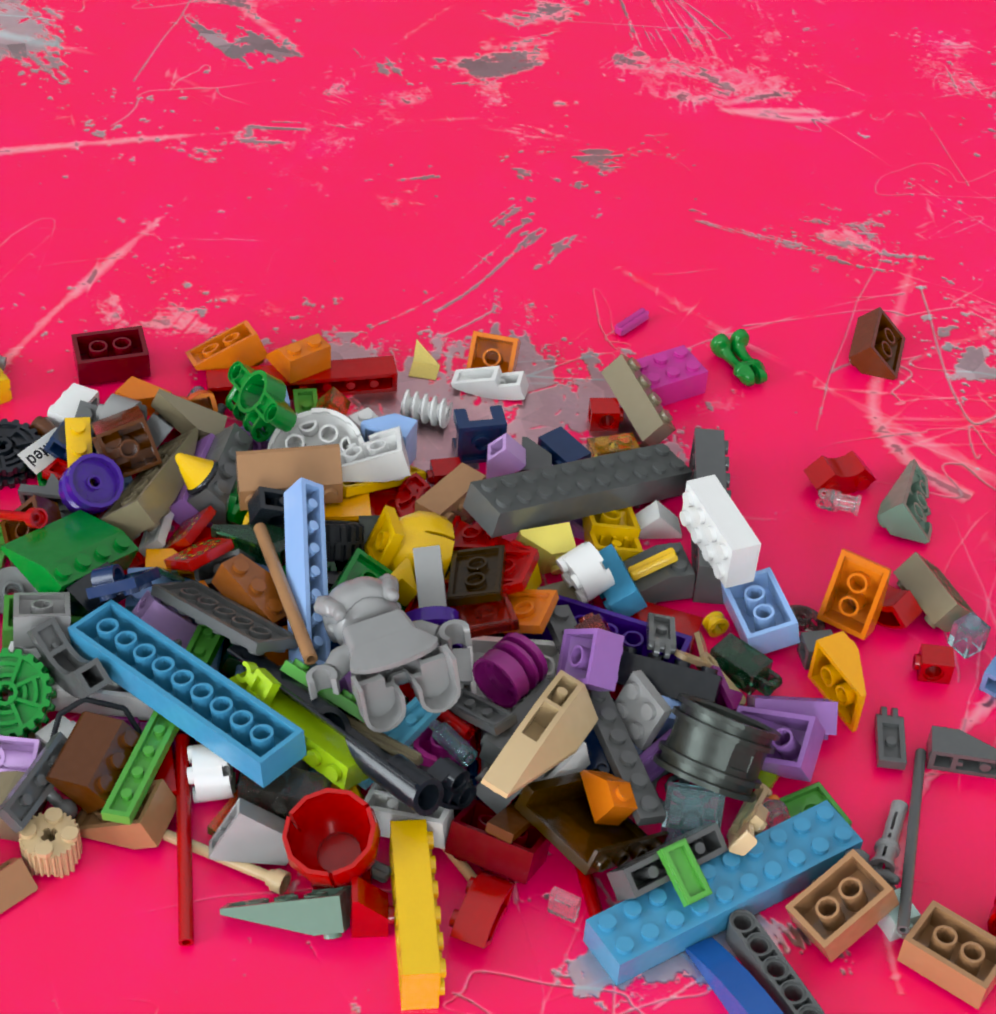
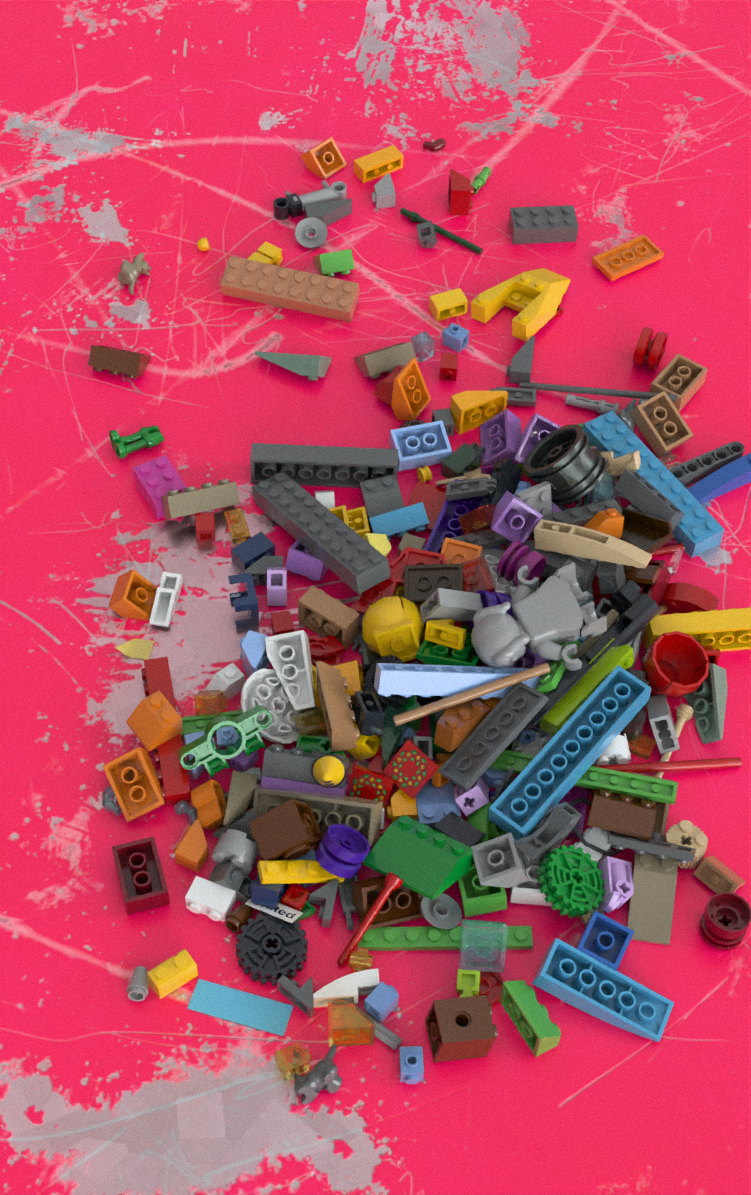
camera: 90 degrees left, 10 degrees up
(112, 581) = (474, 800): dark blue plate -> none
(171, 574) = (427, 792): clear green piece -> none
(260, 682) = (572, 700): lime plate -> none
(426, 409) = (203, 641): white piece -> none
(585, 572) = (410, 528): white brick -> none
(631, 322) = (82, 507): dark pink axle -> none
(653, 564) = (387, 495): yellow axle -> none
(684, 872) = (665, 487): bright green tile -> none
(720, 531) = (381, 442): white brick -> none
(835, 501) = (295, 399): clear piece -> none
(841, 473) = (270, 394): red brick -> none

